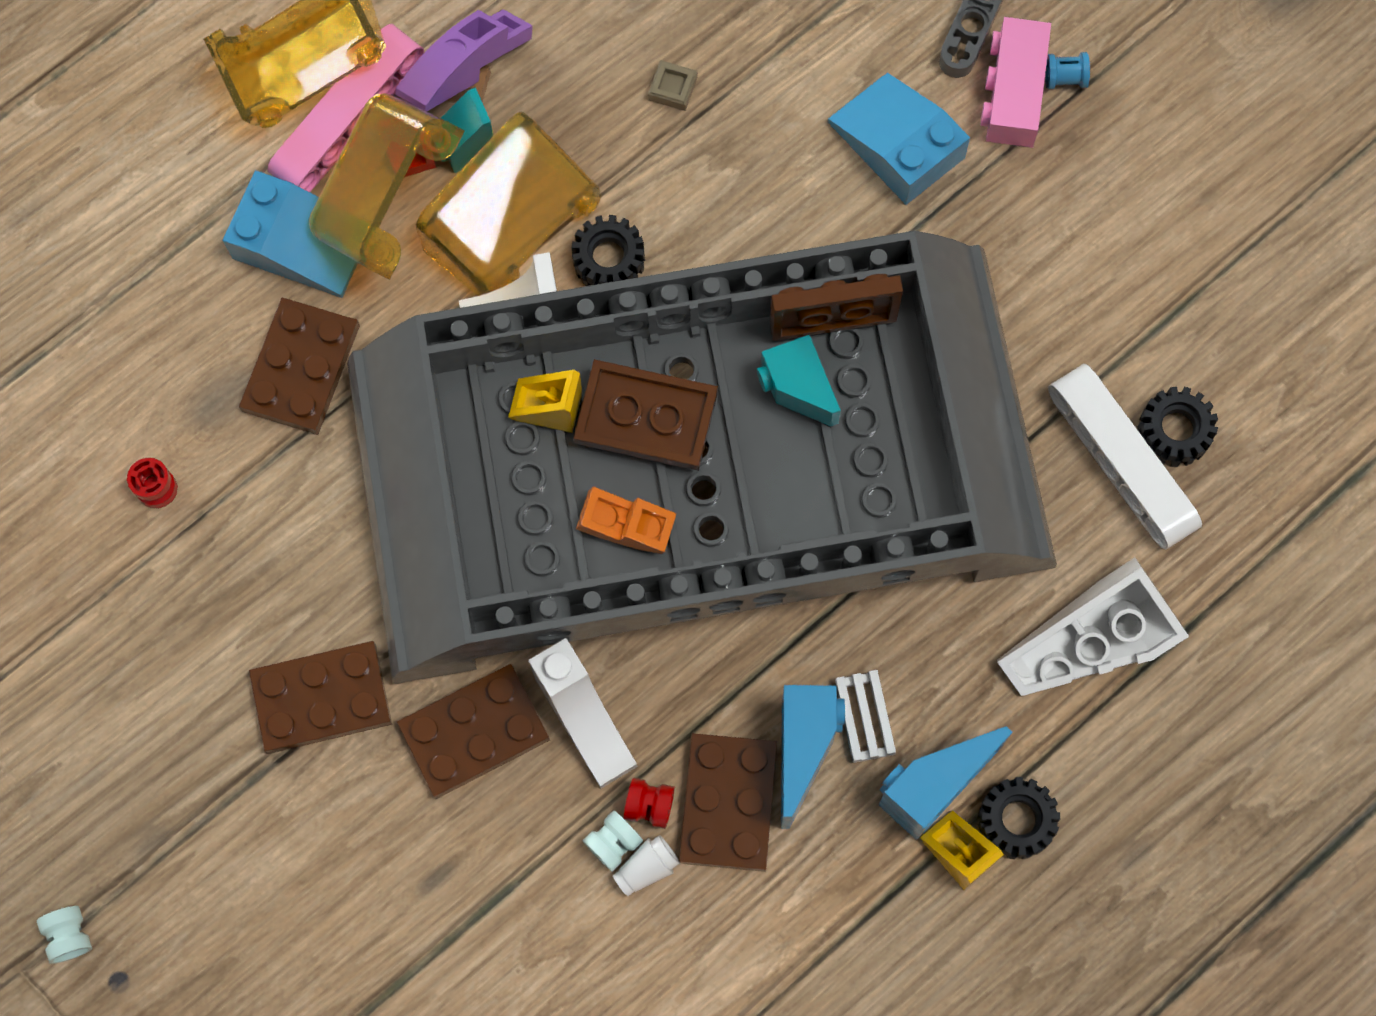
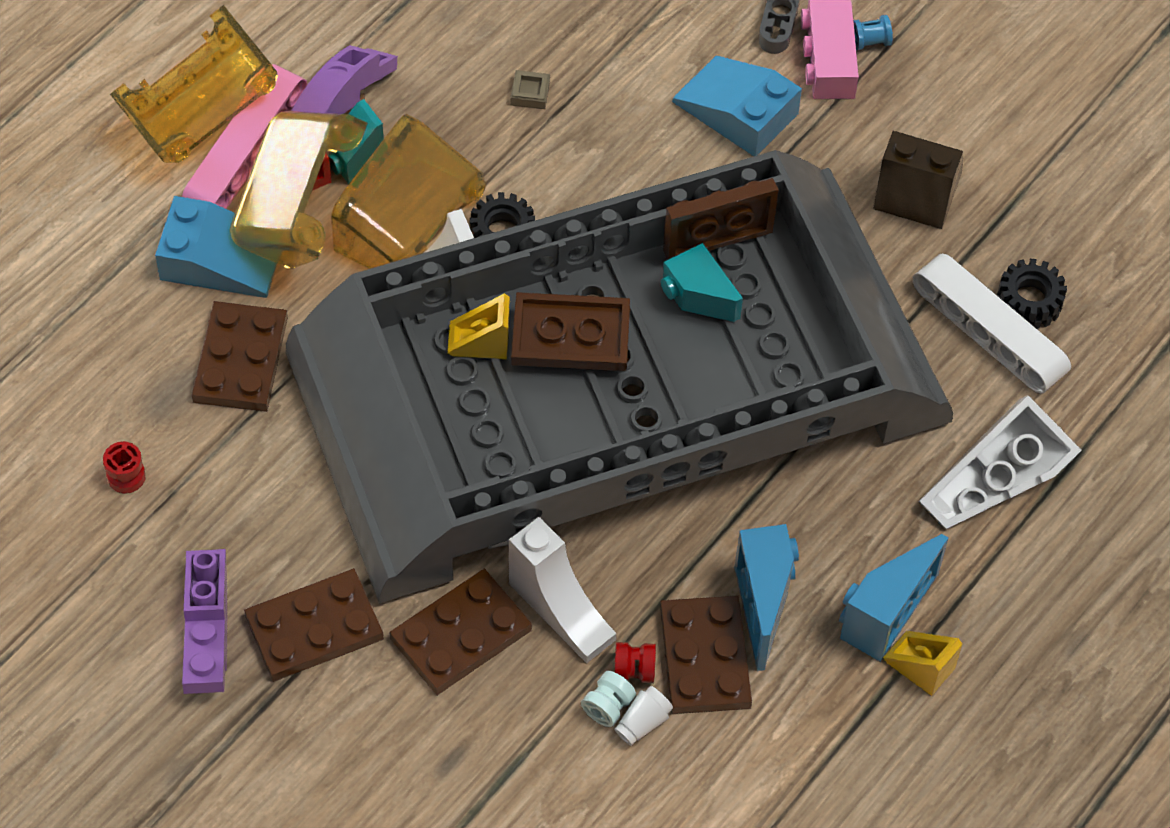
camera: 15 degrees left, 15 degrees down
(206, 680) = (205, 622): none -> medium lavender slope
(626, 522) = (575, 422): orange slope -> none
(857, 681) = (827, 563): white tile -> none
(1037, 799) = (974, 606): black tyre -> none
(1077, 272) = (918, 179): none -> dark brown slope

